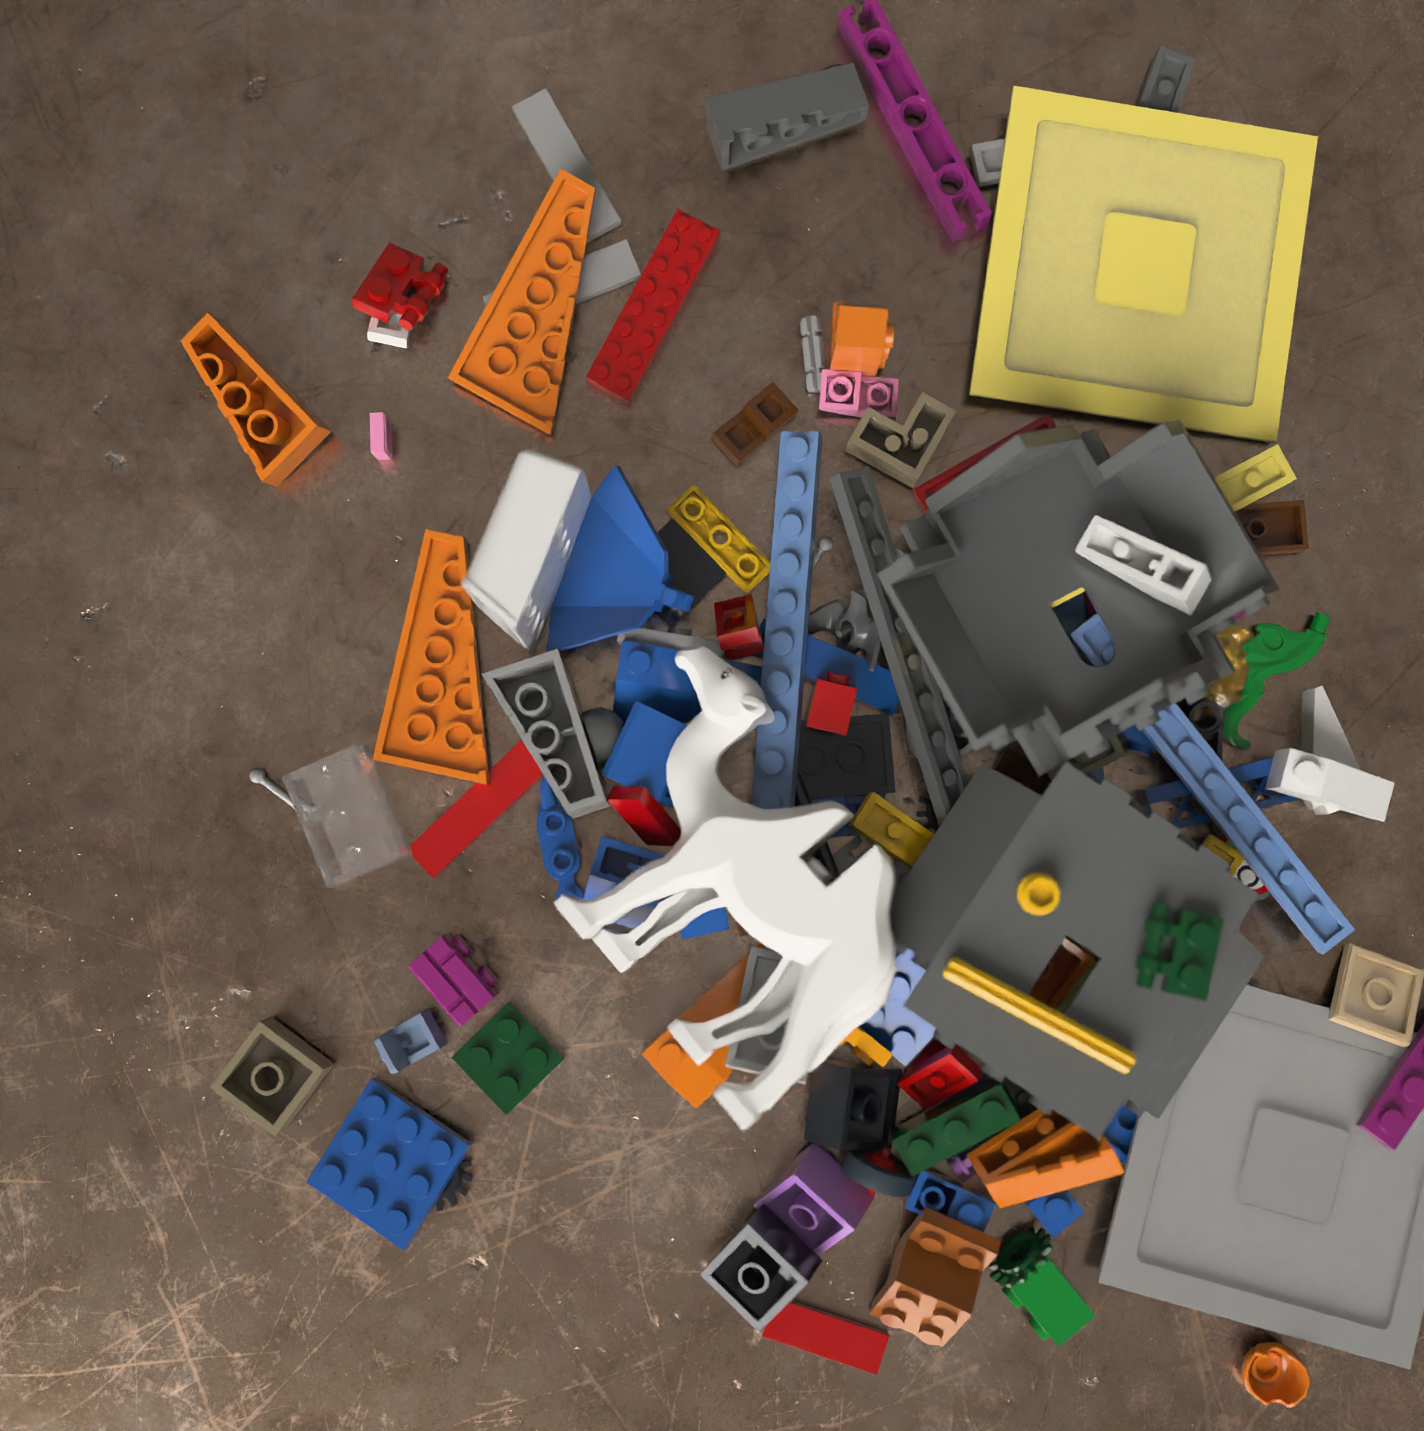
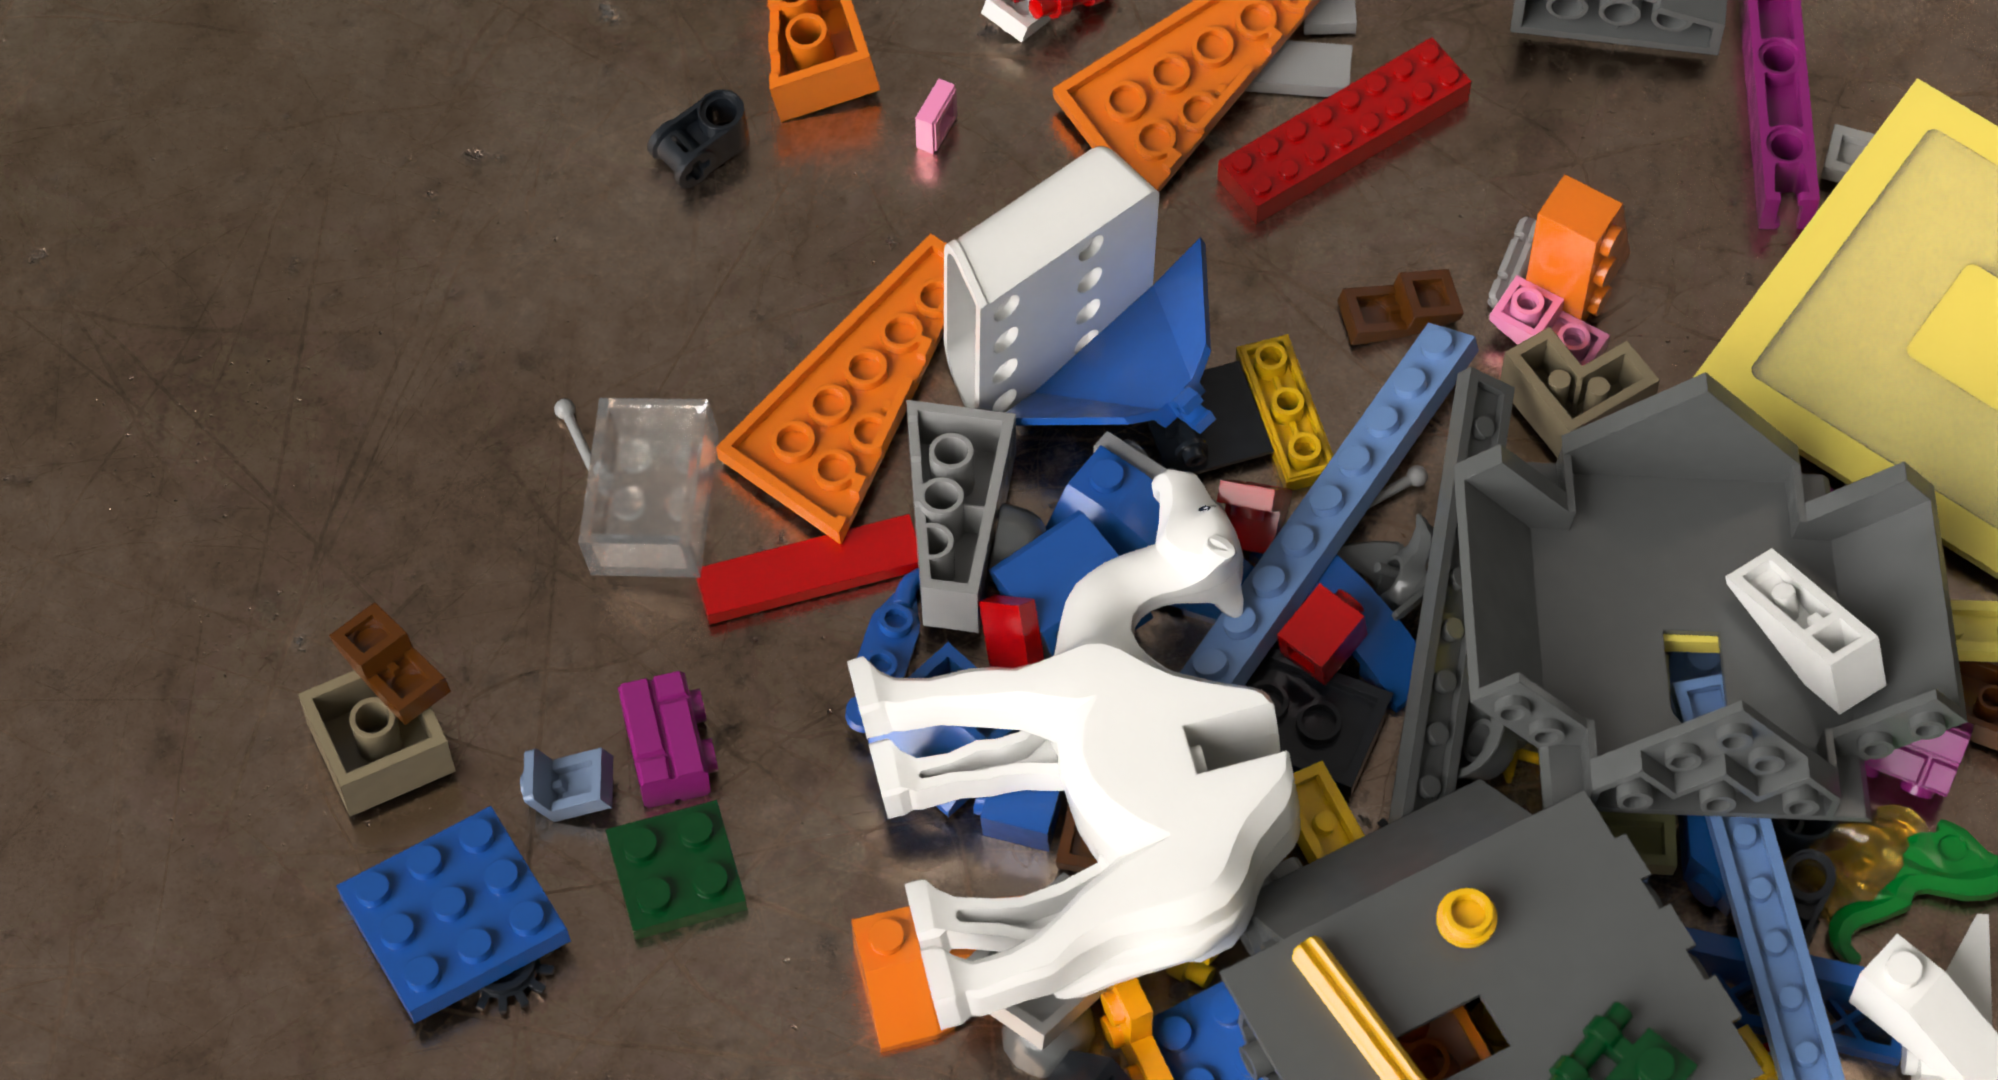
camera: 30 degrees right, 25 degrees down
(234, 536) = (695, 143): none -> black piece
(257, 1040) = (389, 663): none -> reddish brown slope

